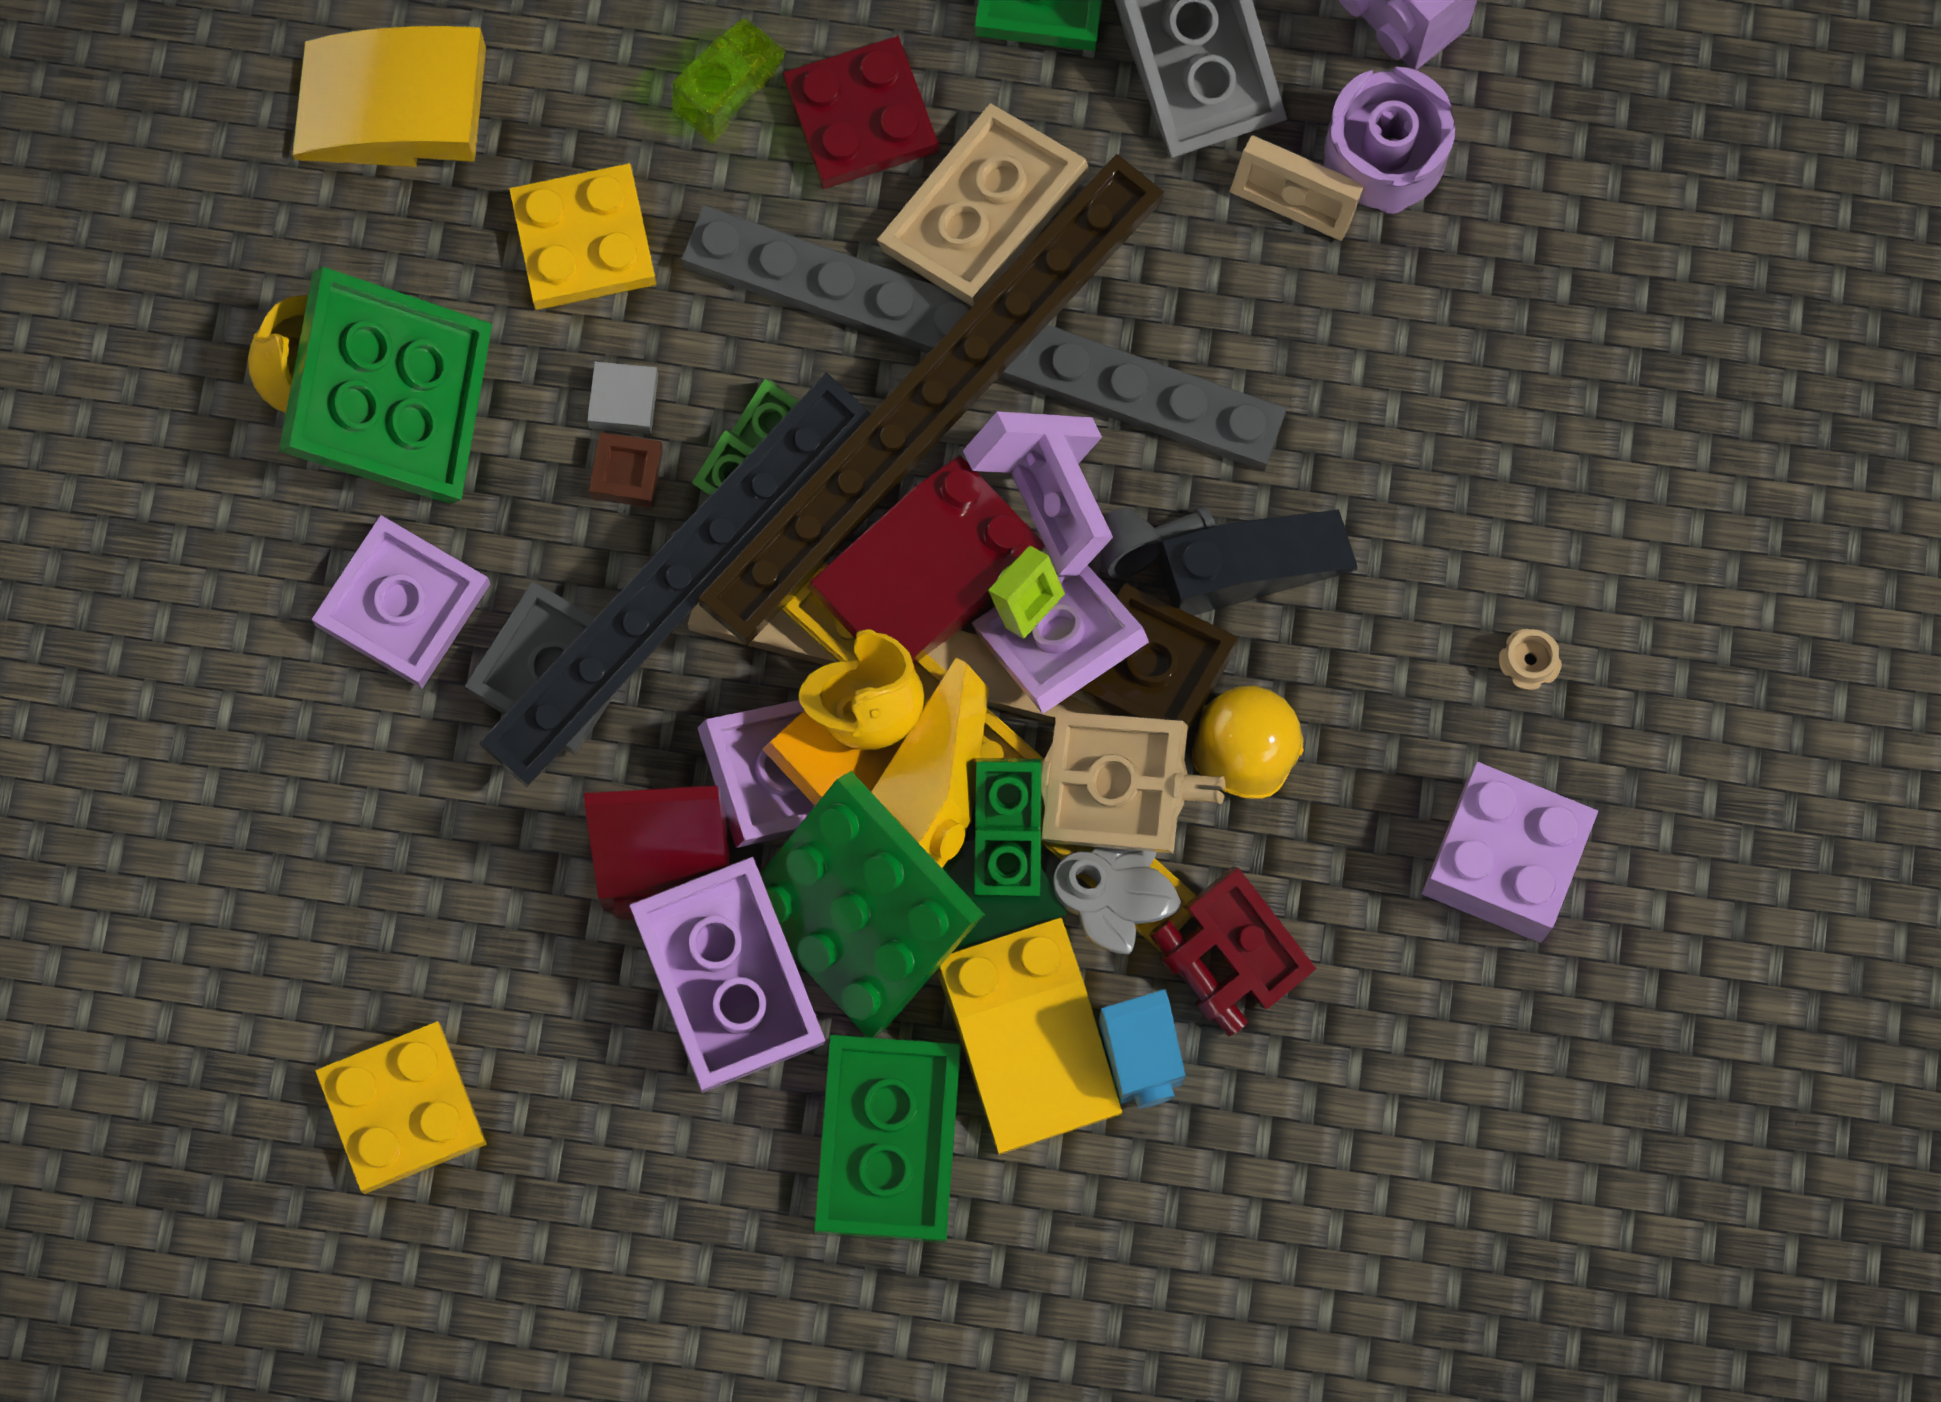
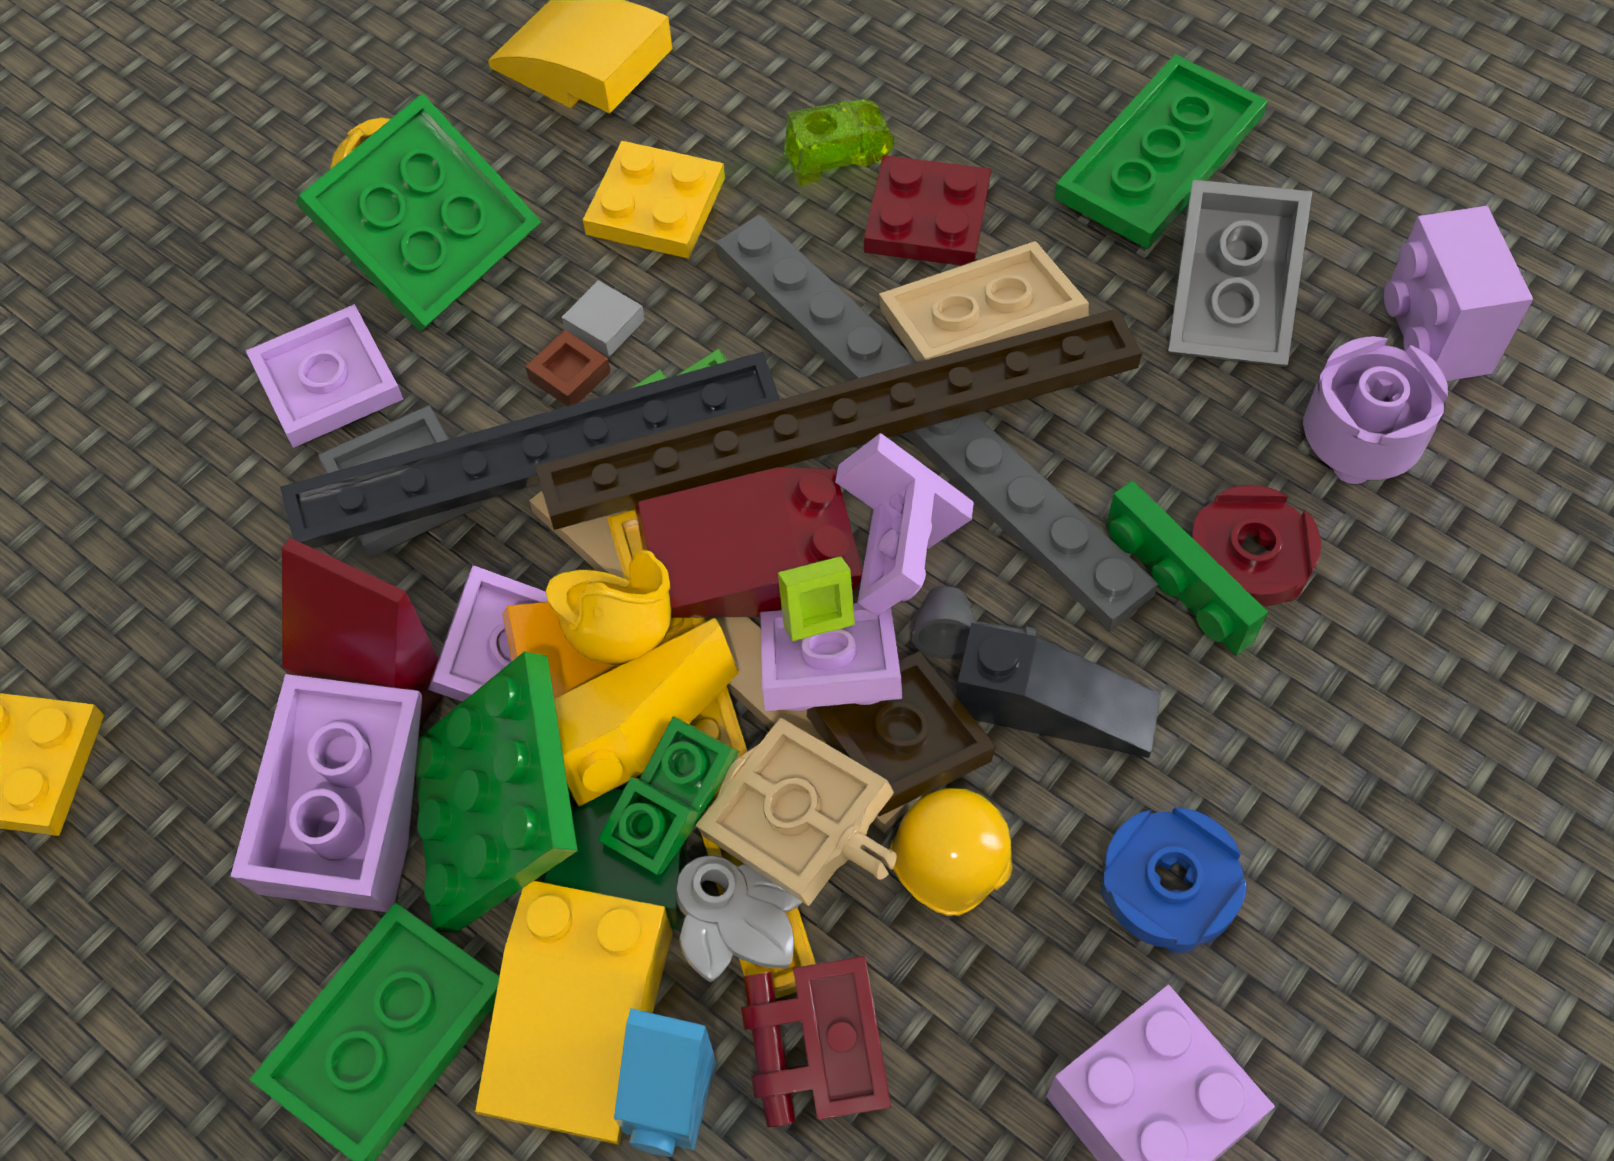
camera: 35 degrees right, 15 degrees down
(1296, 188) = (1267, 414): tan plate -> none
(1300, 384) = (1184, 569): none -> green plate
(1356, 294) = (1262, 513): none -> dark red plate
(1460, 647) = (1176, 917): none -> blue plate
(1539, 645) = (1293, 911): tan plate -> none

